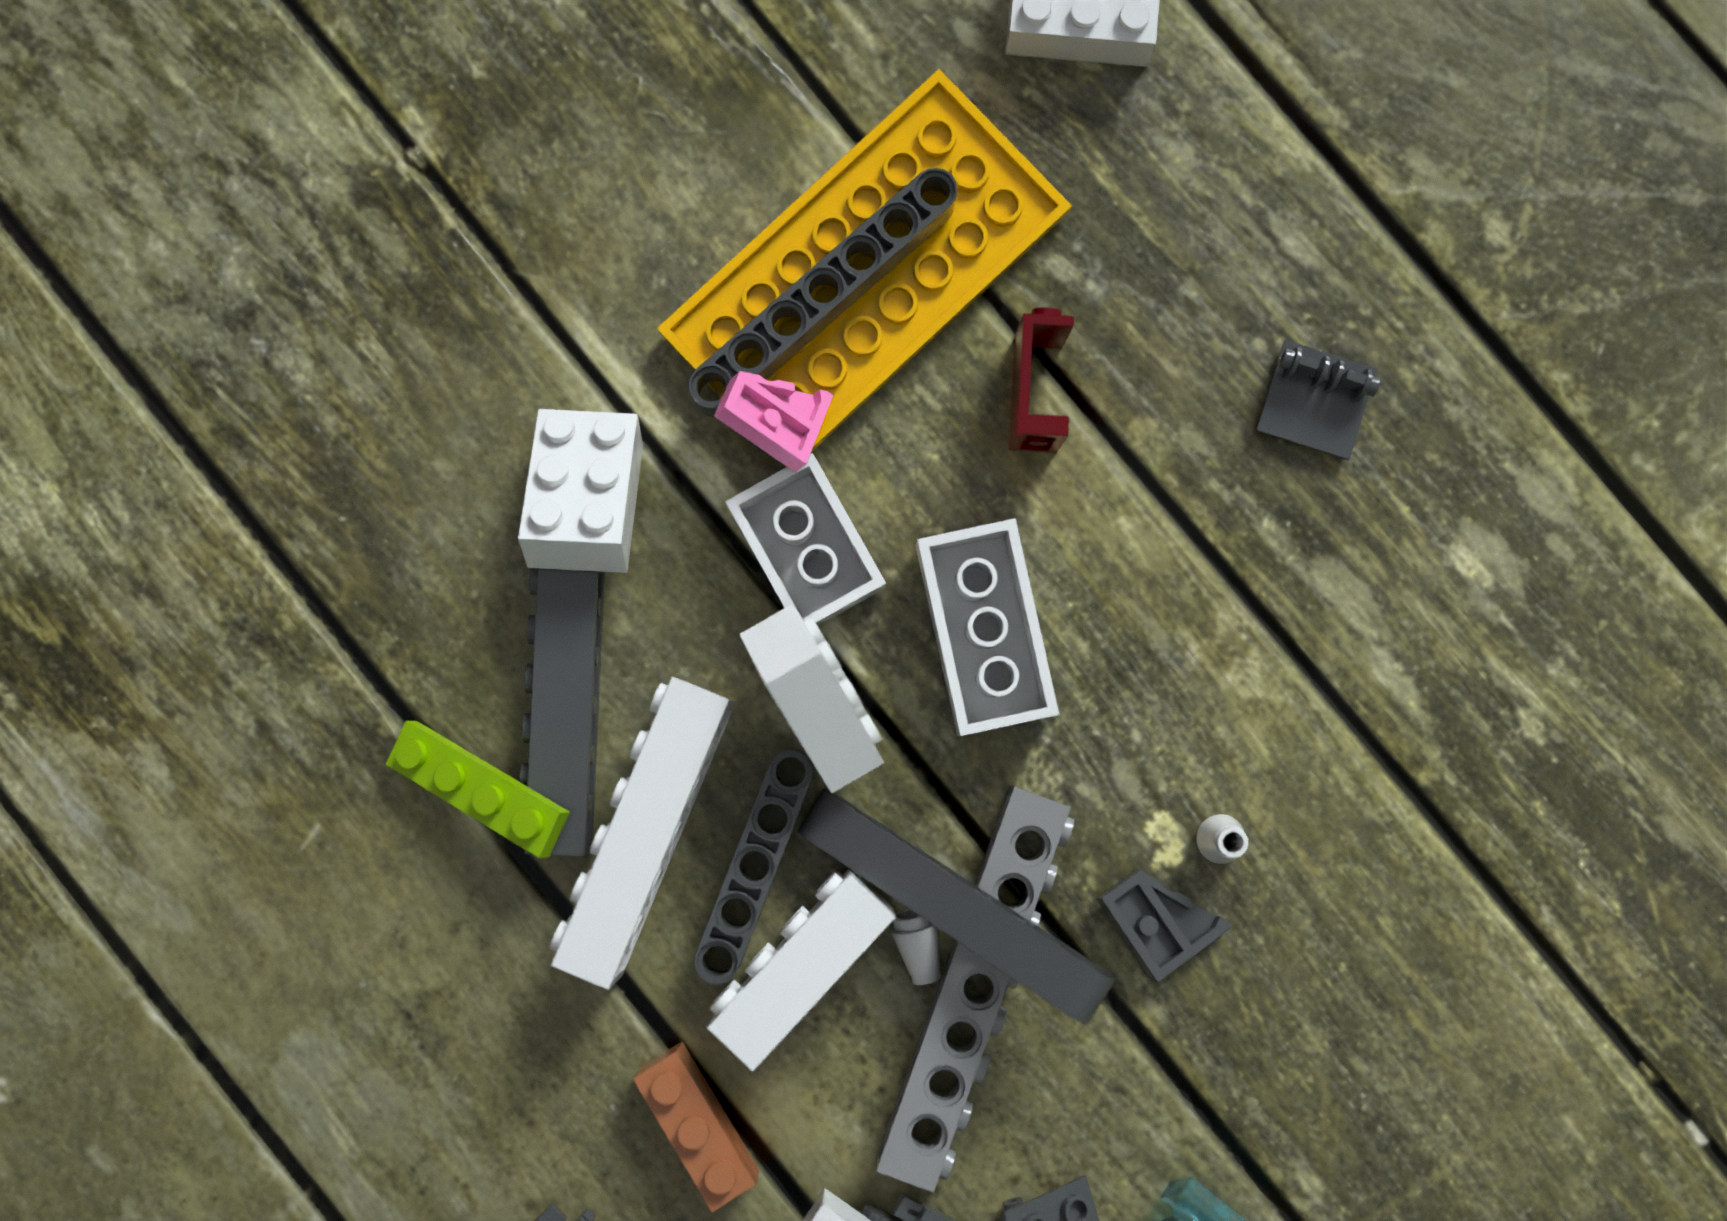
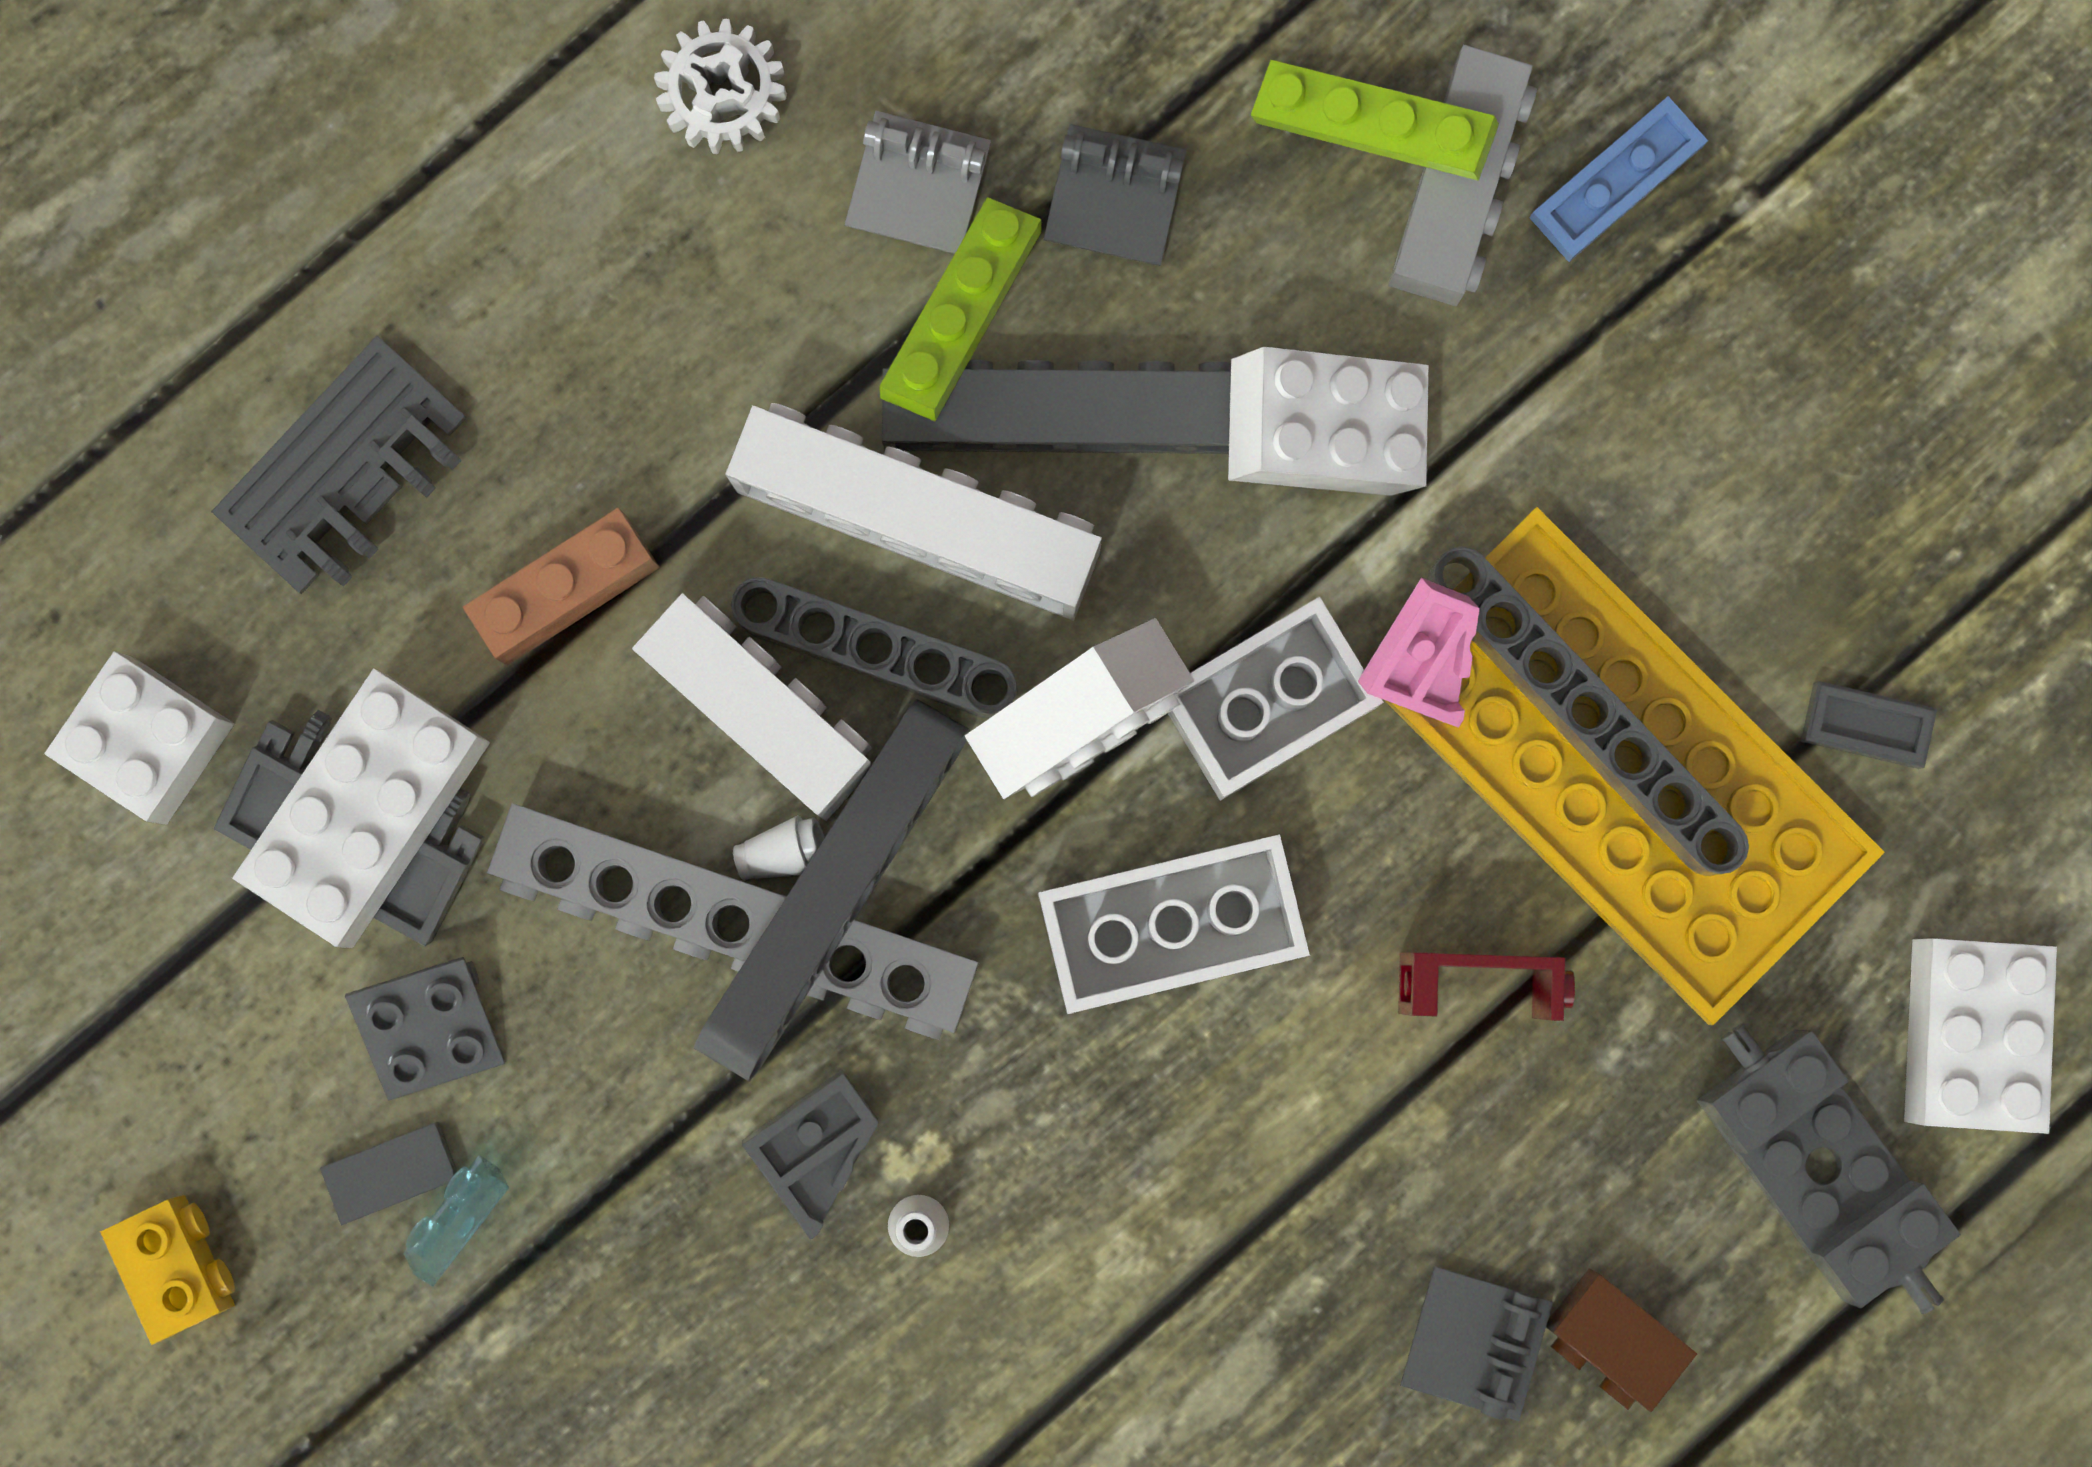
camera: 90 degrees right, 0 degrees up
(260, 978) = (730, 63): none -> white gear
(334, 445) = (1375, 119): none -> lime plate
(370, 822) = (917, 182): none -> light grey hinge
(384, 378) = (1453, 211): none -> light grey brick
(388, 659) = (1114, 194): none -> dark grey hinge
(393, 255) = (1618, 179): none -> medium blue plate
(837, 79) = (1869, 725): none -> dark grey tile
(1224, 96) = (1867, 1221): none -> dark grey brick
(1317, 287) = (1620, 1341): none -> reddish brown brick

